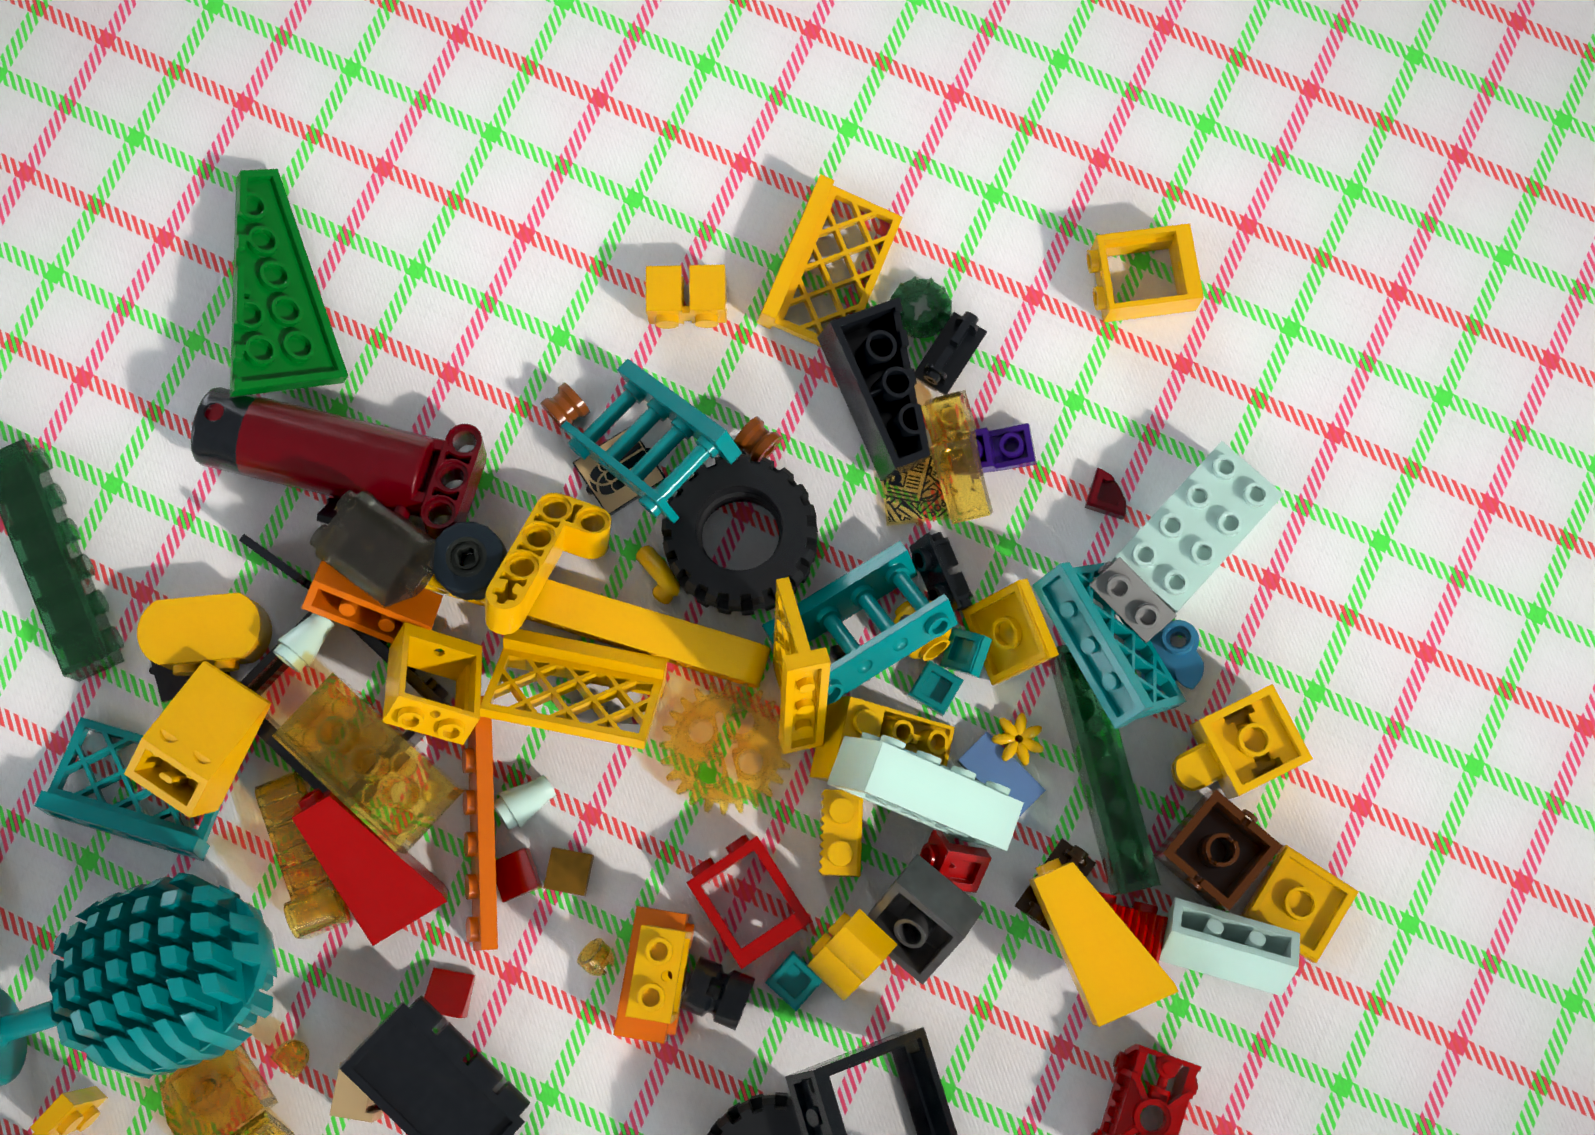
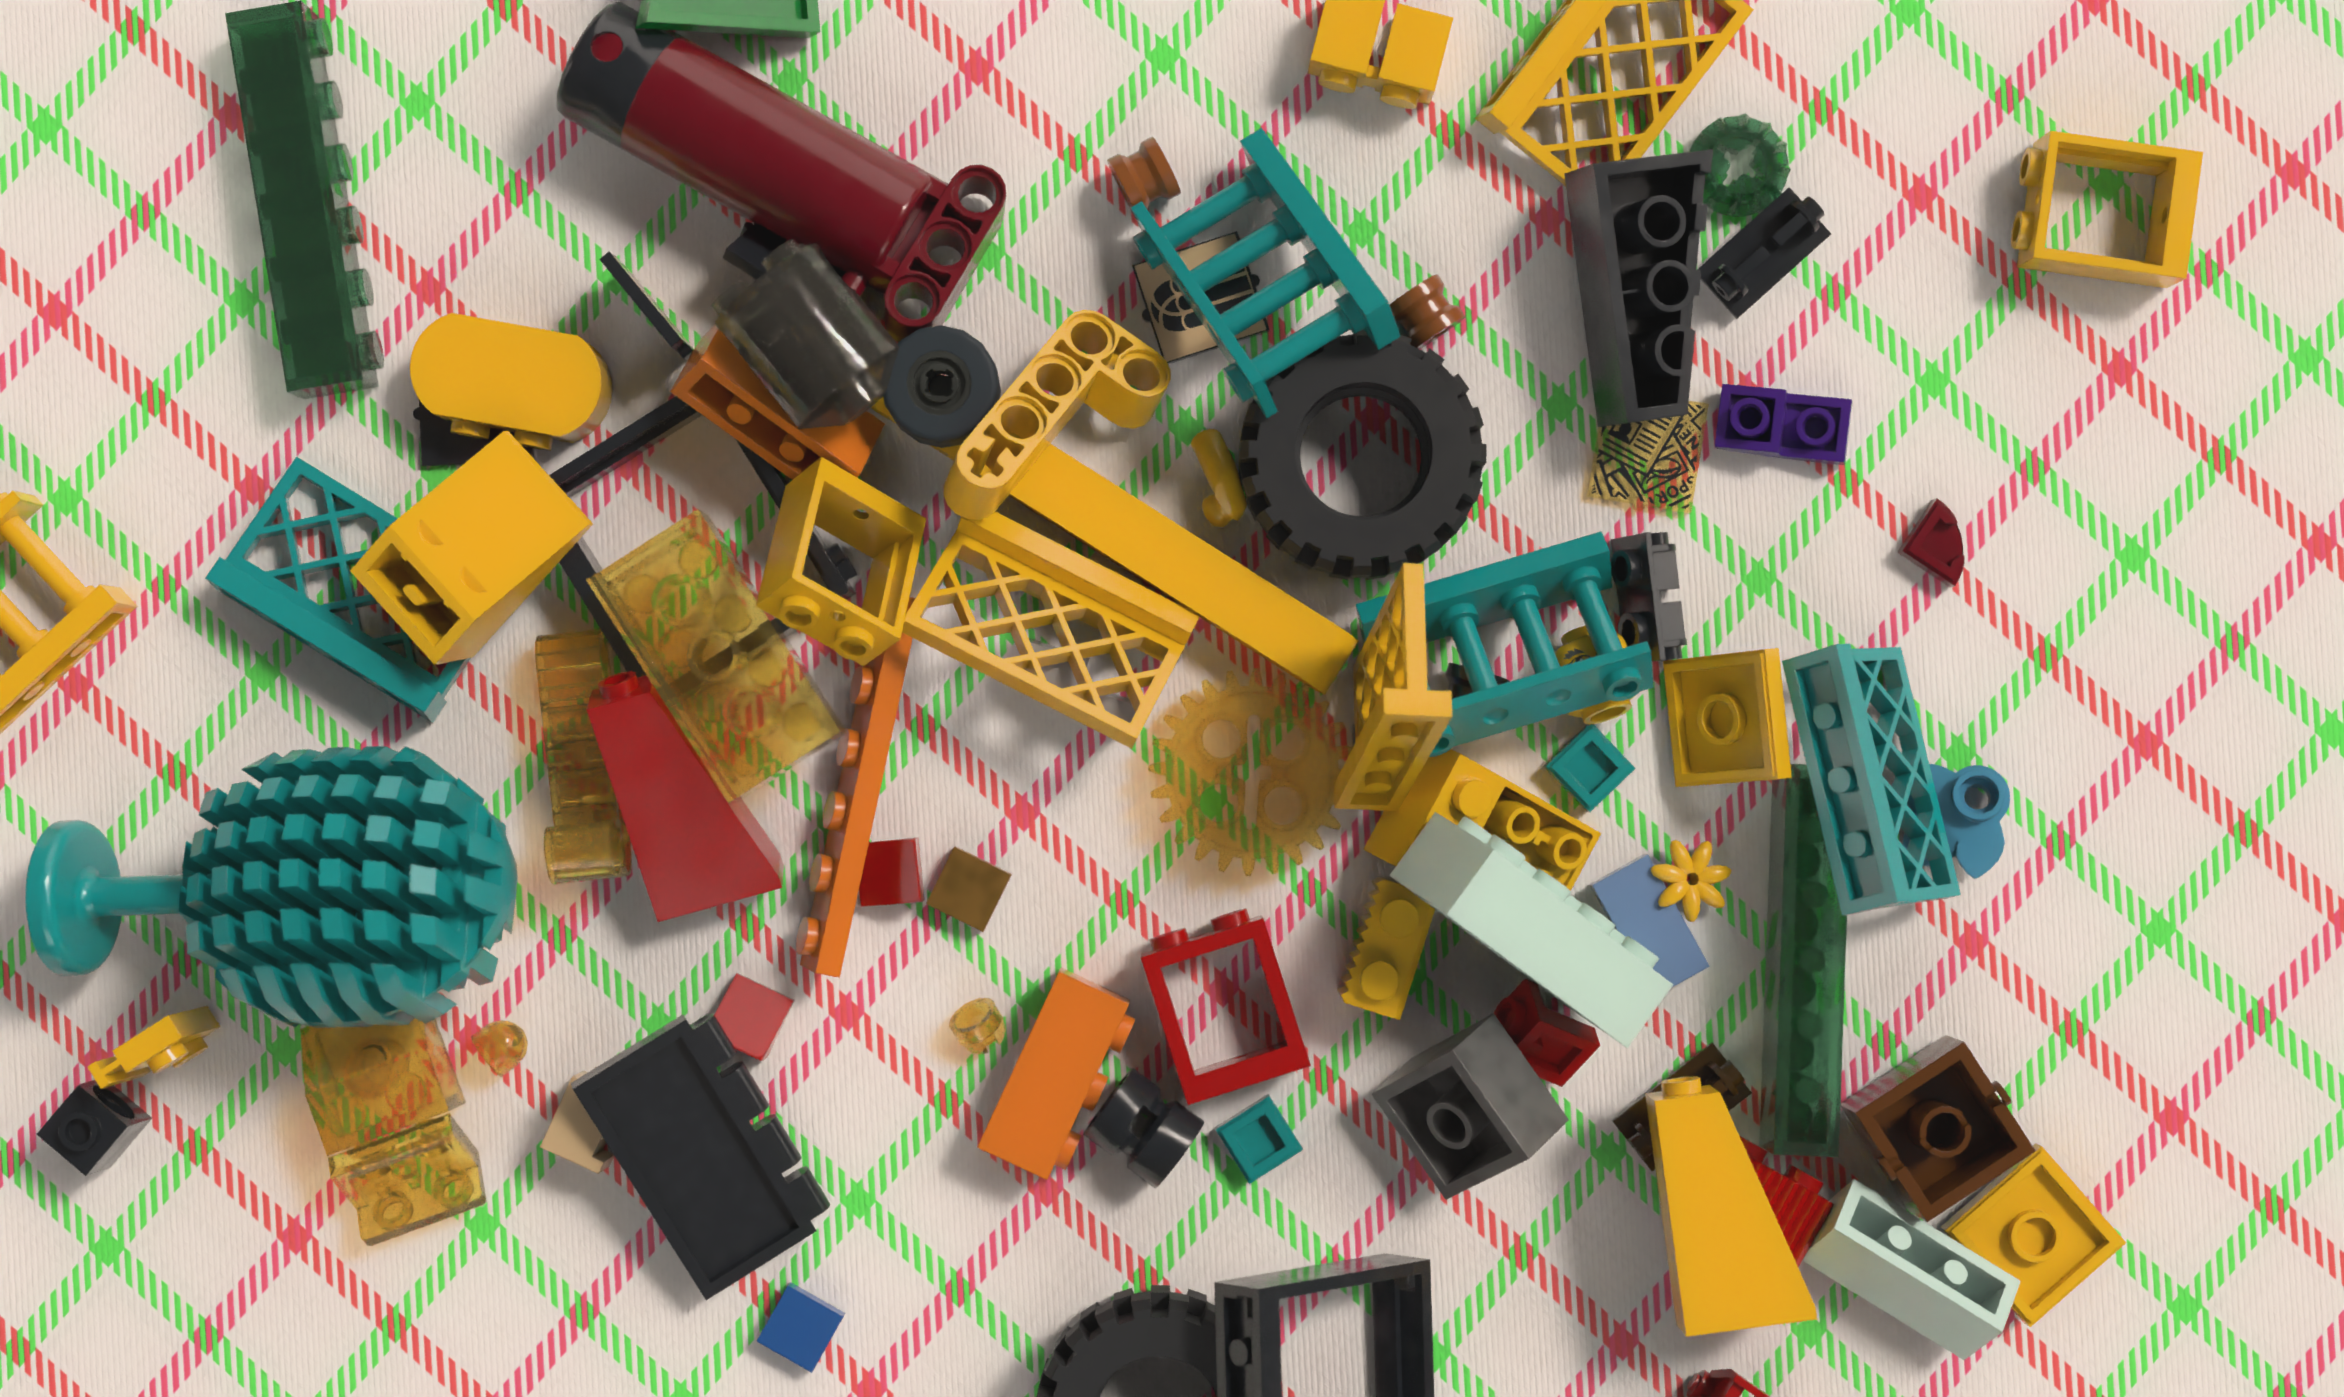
camera: 15 degrees right, 10 degrees up
(303, 642) = (660, 442): light aqua cone -> none
(523, 801) = (927, 768): light aqua cone -> none
(652, 991) = (1058, 1109): yellow window -> none
(851, 953) = (1354, 1126): yellow brick -> none
(957, 456) = (1727, 423): clear yellow slope -> none
(966, 652) = (1651, 728): teal tile -> none
(1132, 599) = (1927, 720): light grey hinge -> none
(1199, 526) = (2056, 639): light aqua brick -> none
(1242, 746) = (2022, 985): yellow brick -> none

